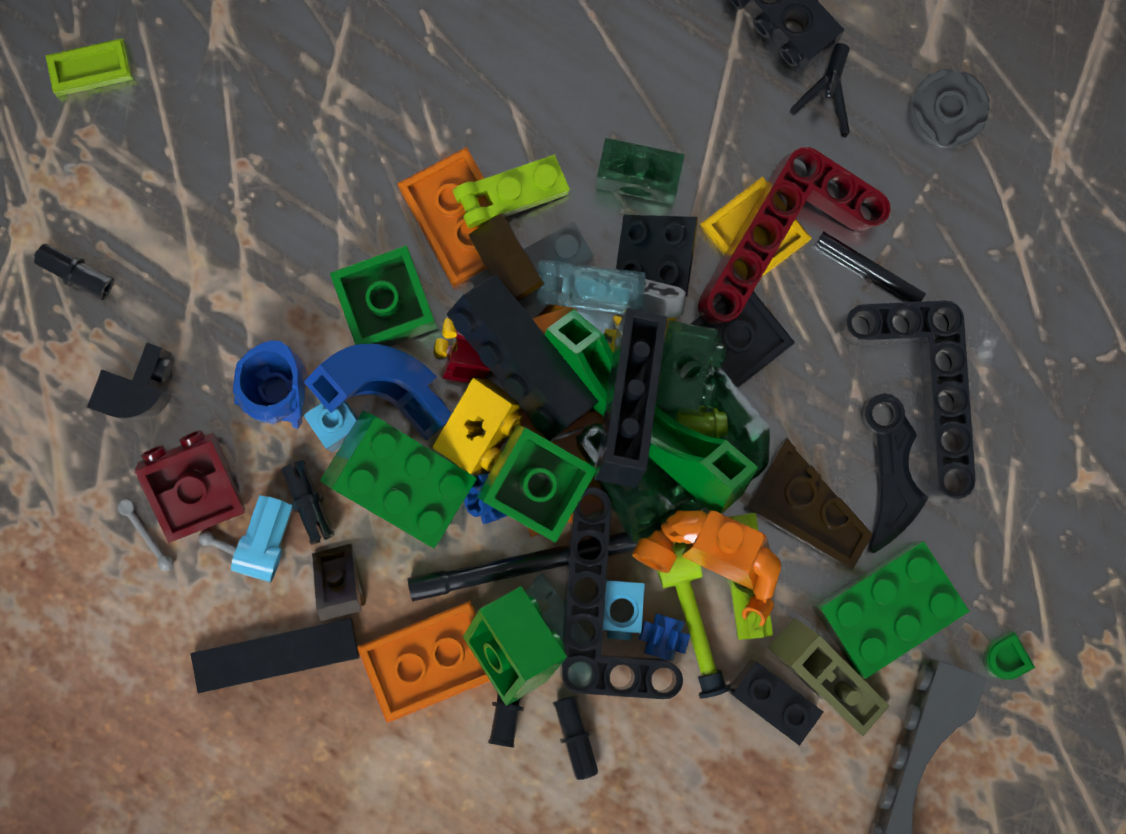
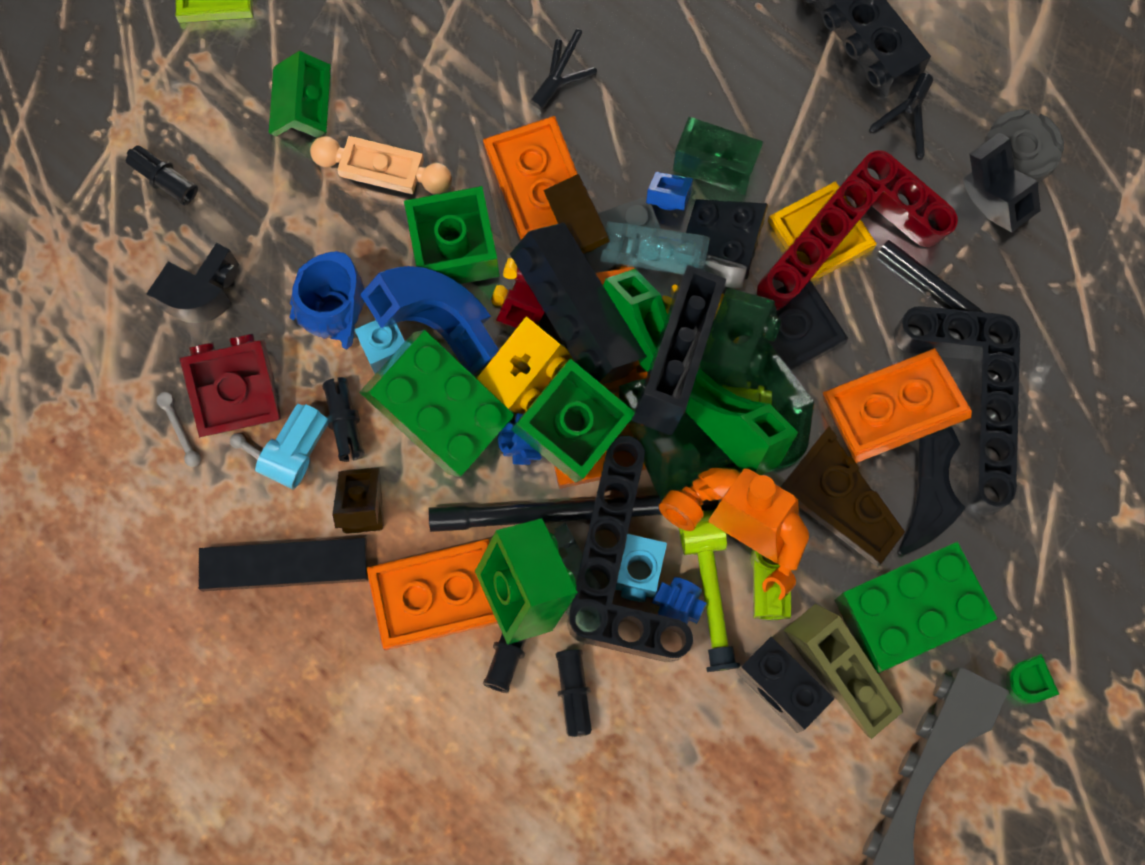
camera: 10 degrees right, 10 degrees down
(200, 163) = (300, 95): none -> green panel
(297, 228) = (381, 165): none -> light nougat plate
(461, 95) = (558, 64): none -> black plant
(512, 191) = (591, 159): lime plate -> none
(596, 213) = (669, 191): none -> blue plate
(850, 407) = (896, 405): none -> orange tile
(930, 162) = (999, 189): none -> black brick

